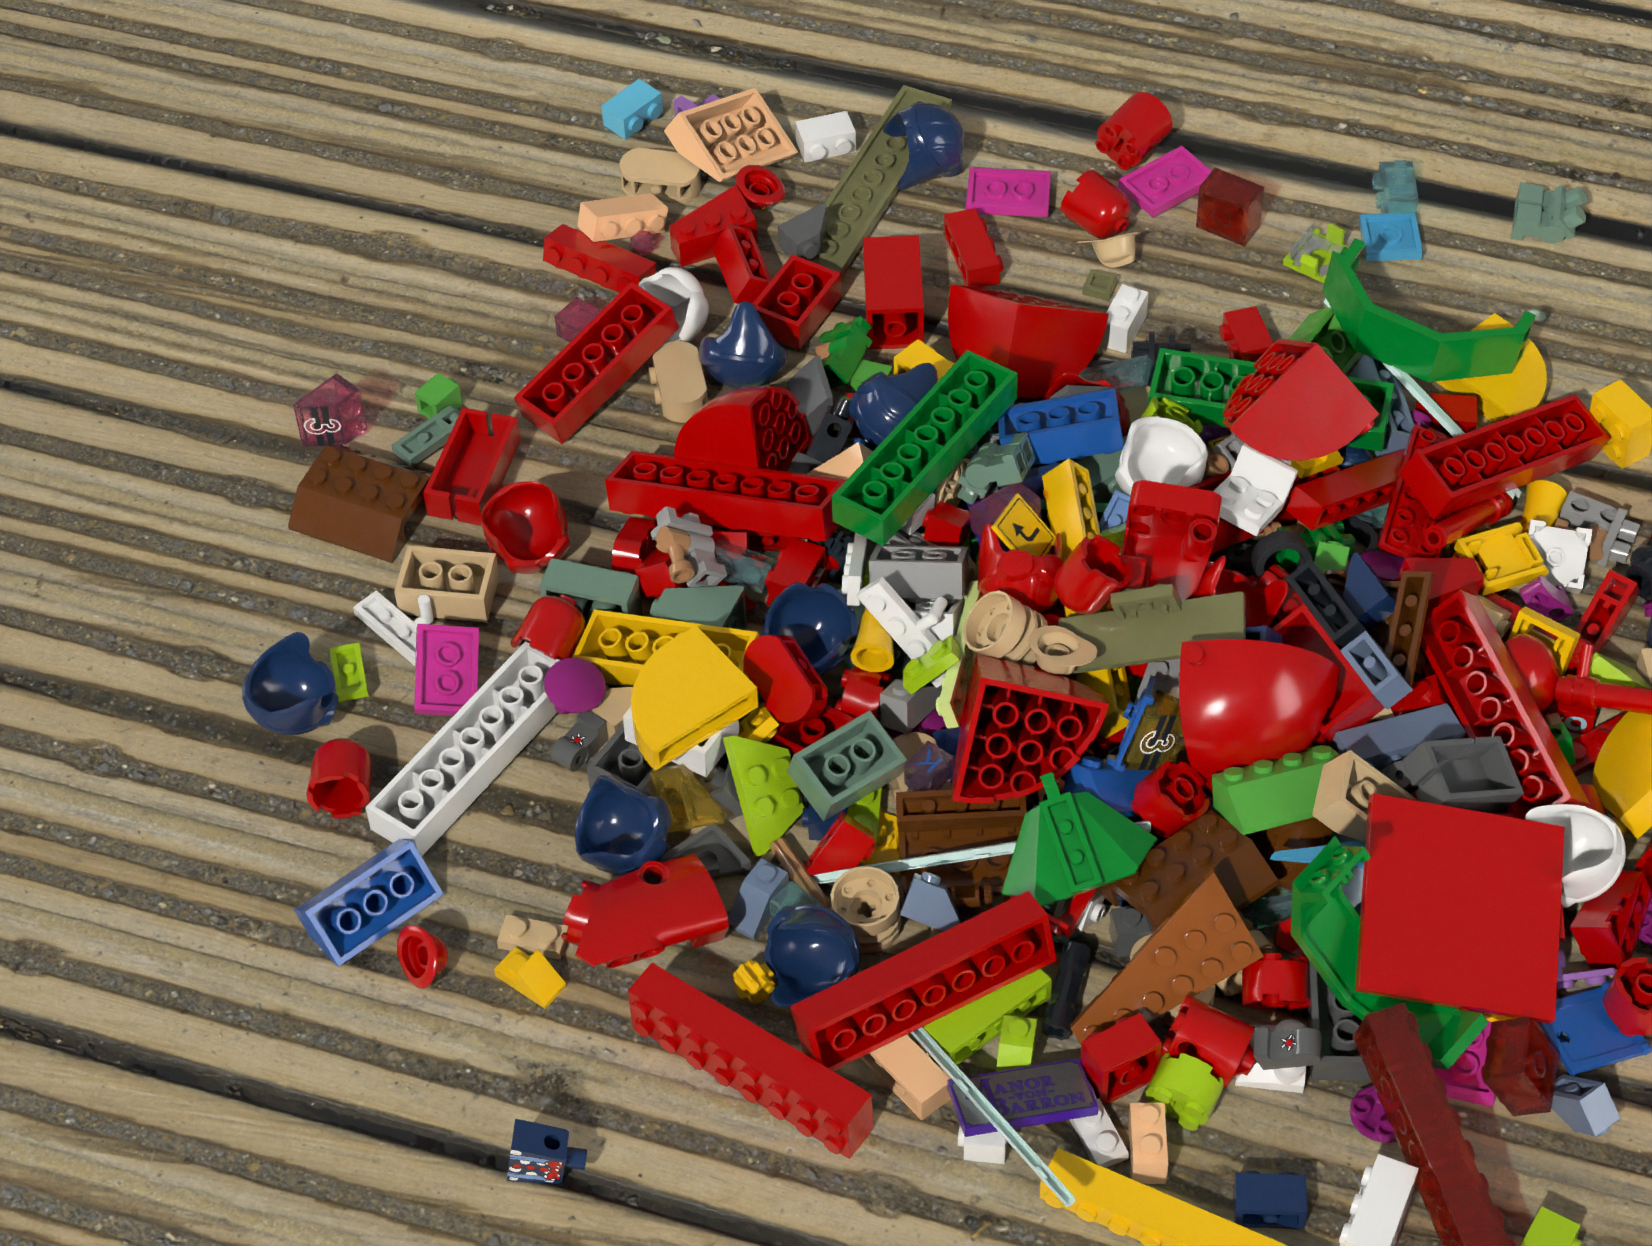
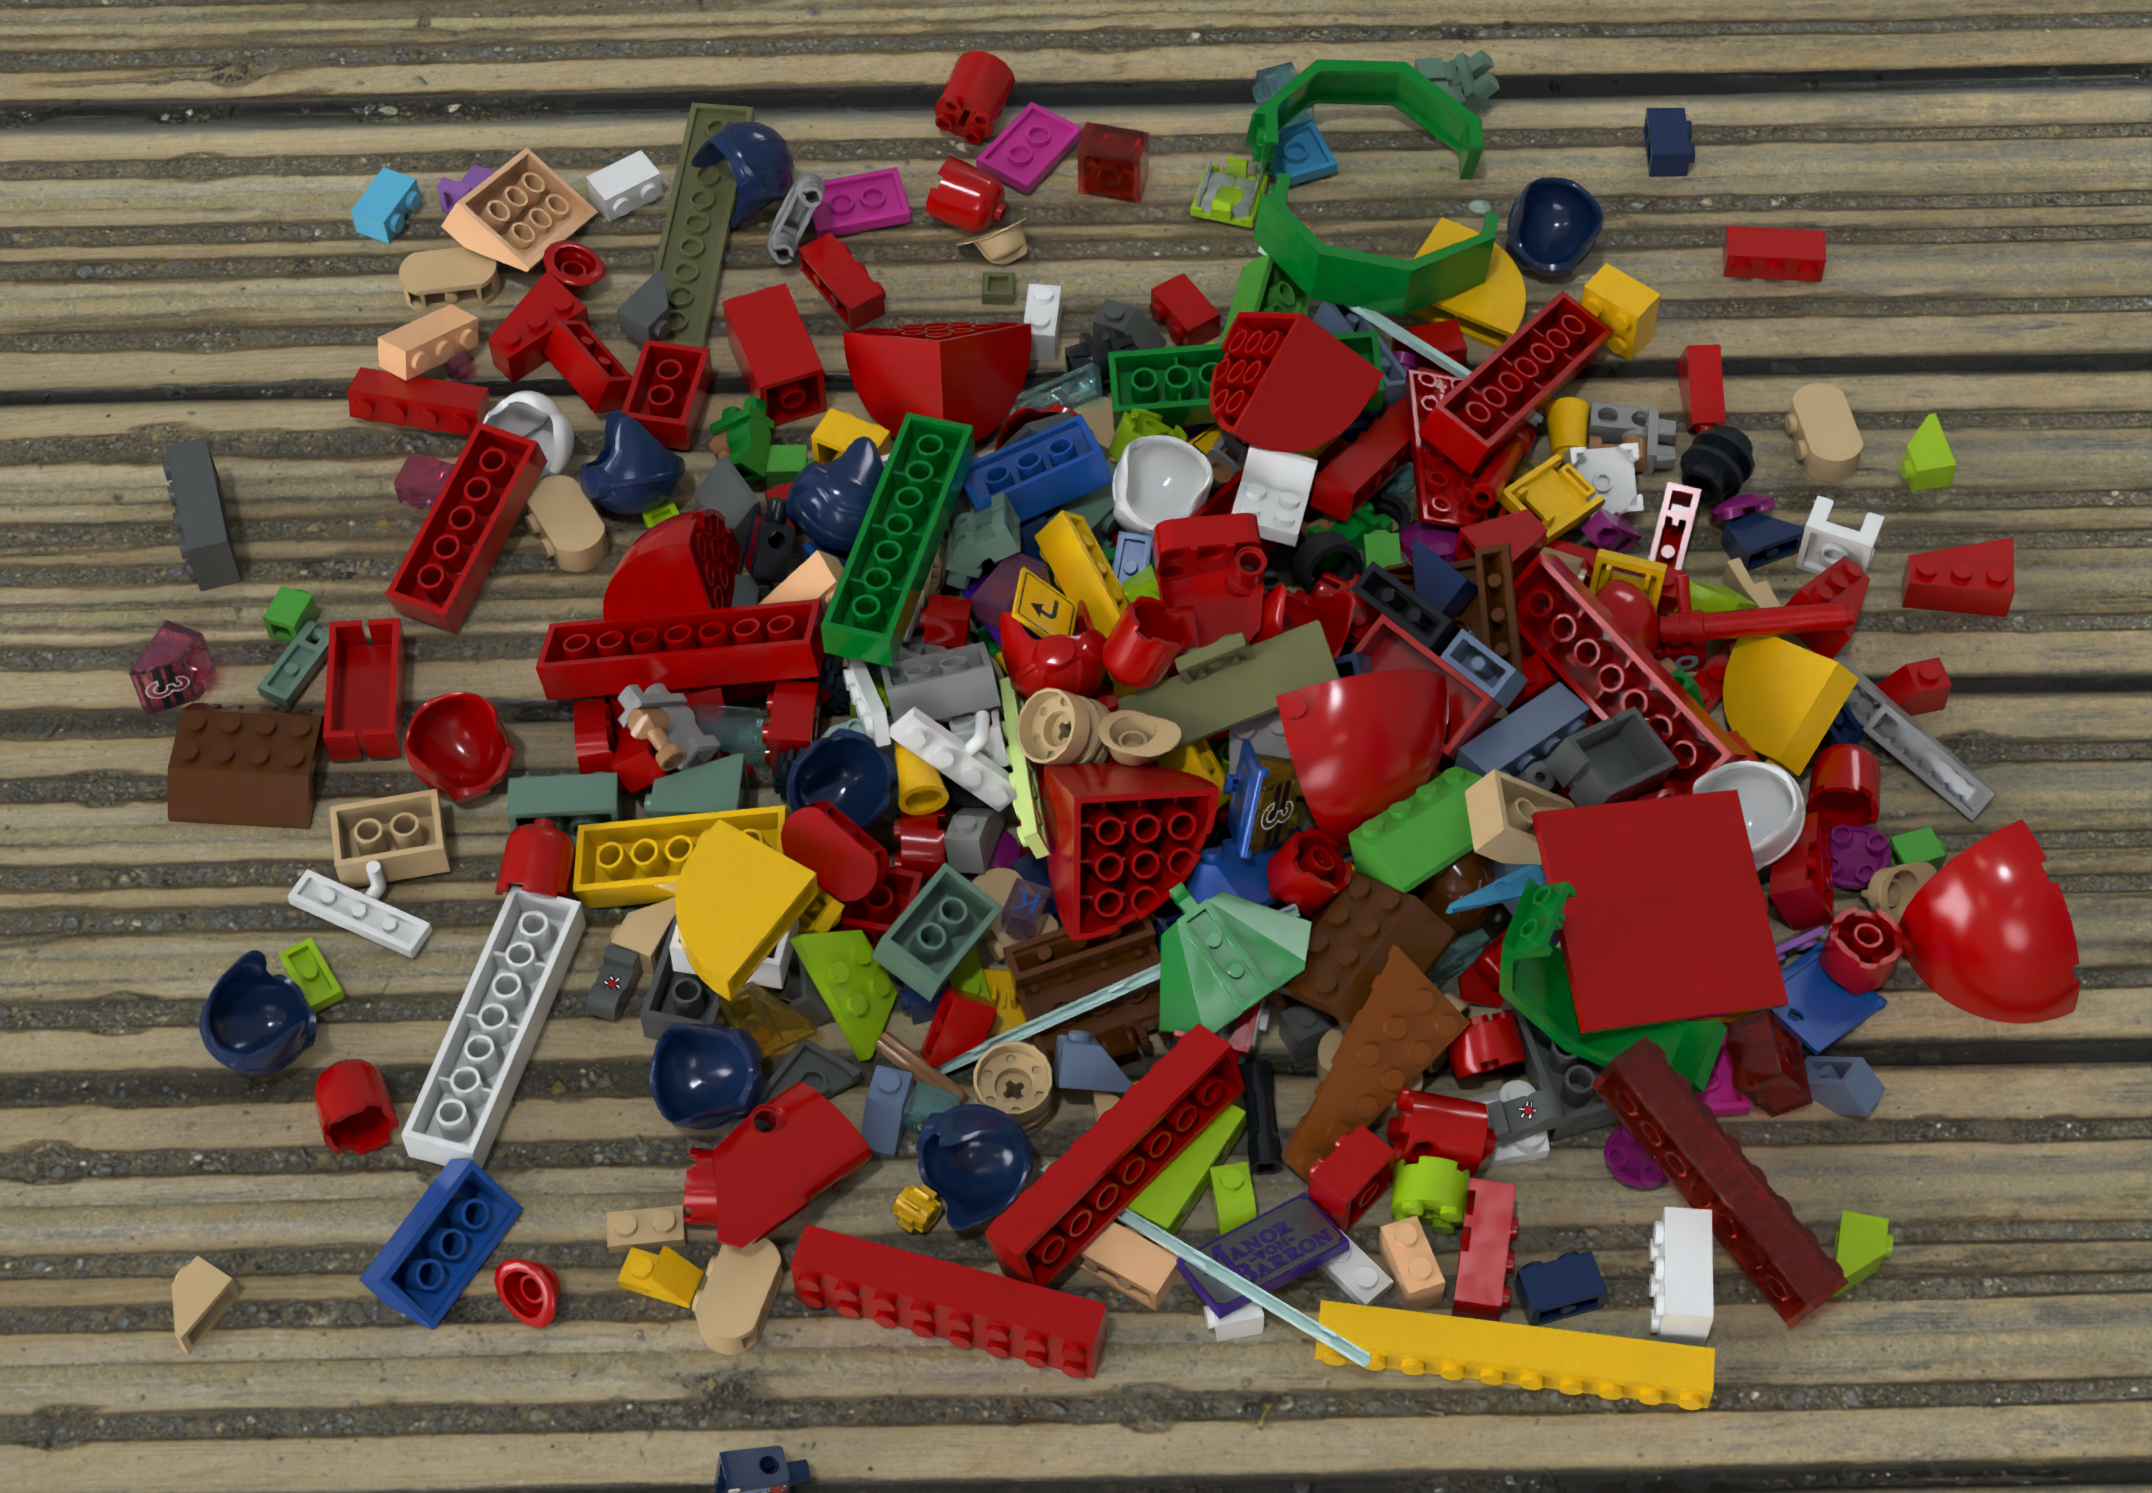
camera: 20 degrees left, 5 degrees up
(167, 893) = (199, 1300): none -> tan slope
(398, 305) = (200, 515): none -> dark grey brick
(445, 668) = (428, 942): dark pink plate -> none
(574, 686) = (590, 922): magenta dish -> none
(585, 1008) = (738, 1296): none -> tan brick
(930, 665) = (994, 790): lime plate -> none
(950, 189) = (794, 216): none -> light grey connector
(1193, 331) = (1127, 321): none -> dark grey slope
(1215, 1149) = (1484, 1251): none -> red wedge
(1459, 189) = (1369, 84): none -> green panel
(1587, 341) = (1553, 227): none -> dark blue piece

